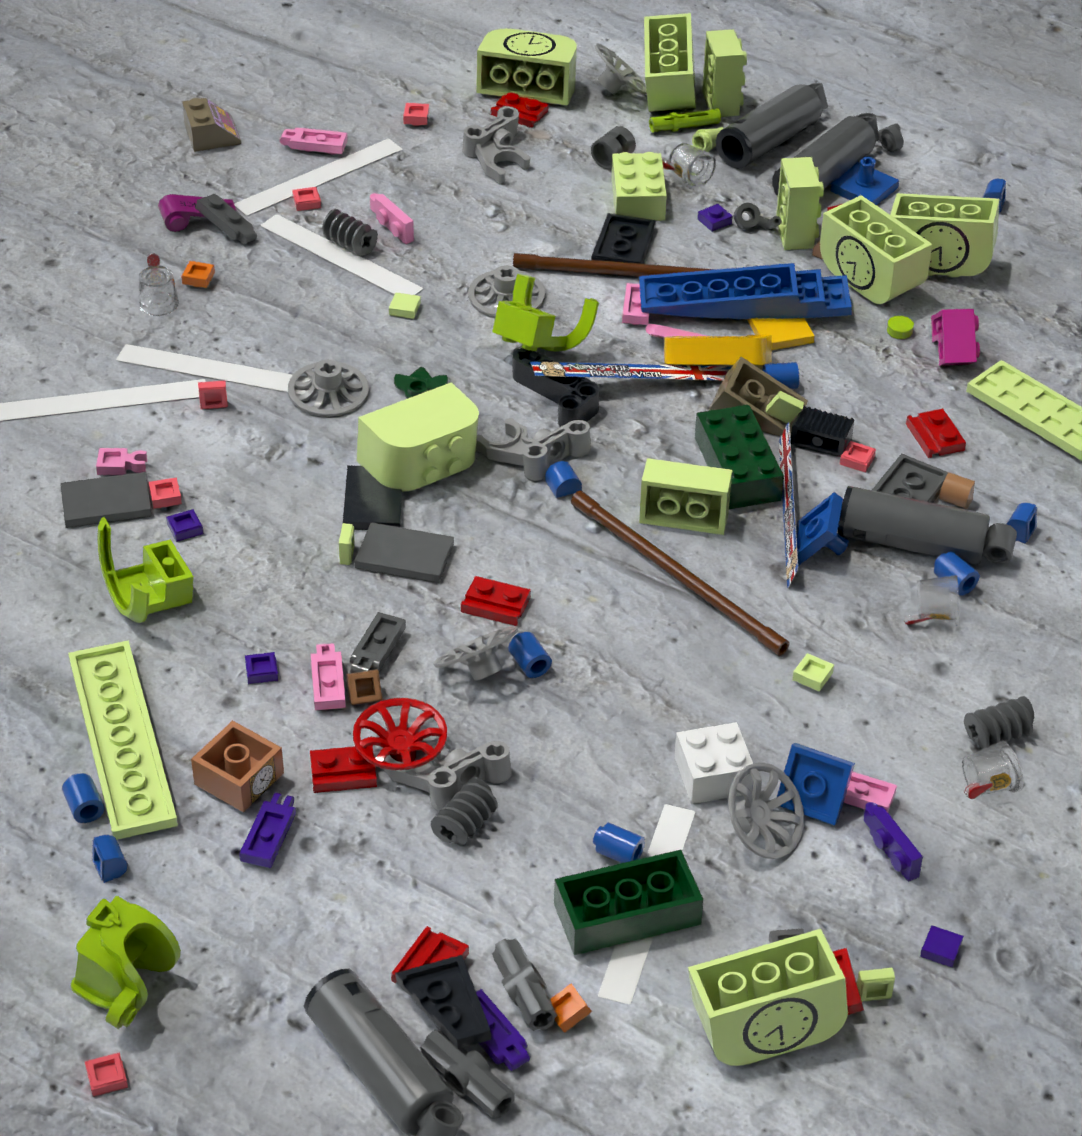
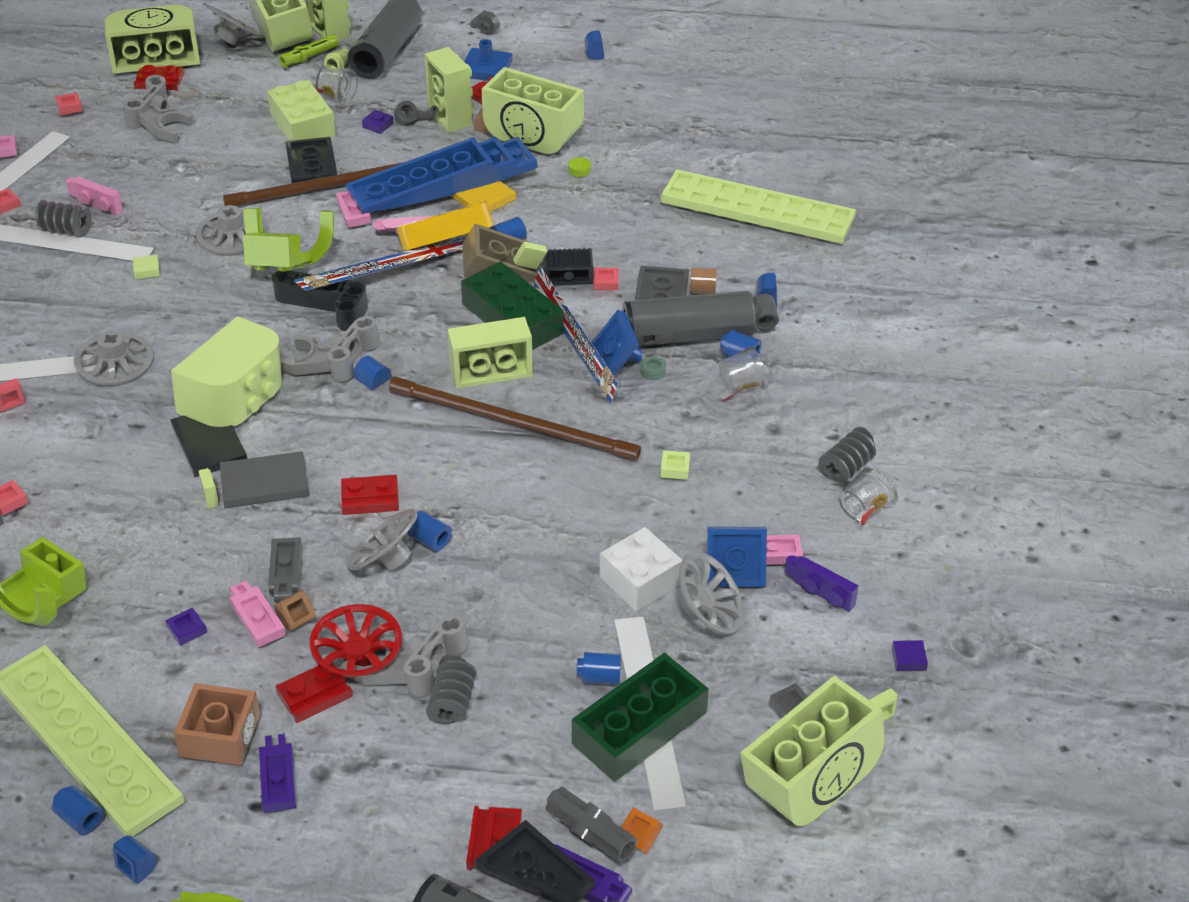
camera: 25 degrees left, 0 degrees up
(184, 525) = (41, 521): dark purple tile -> none
(418, 382) = (197, 330): dark green plate -> none
(613, 142) = (257, 86): dark grey wheel -> none
(840, 148) = (458, 32): dark grey piece -> none
(851, 566) = (653, 368): none -> sand green tile
(936, 433) = (656, 241): red plate -> none
(956, 336) = (633, 159): dark pink brick -> none
(957, 227) = (594, 69): yellowish green brick -> none

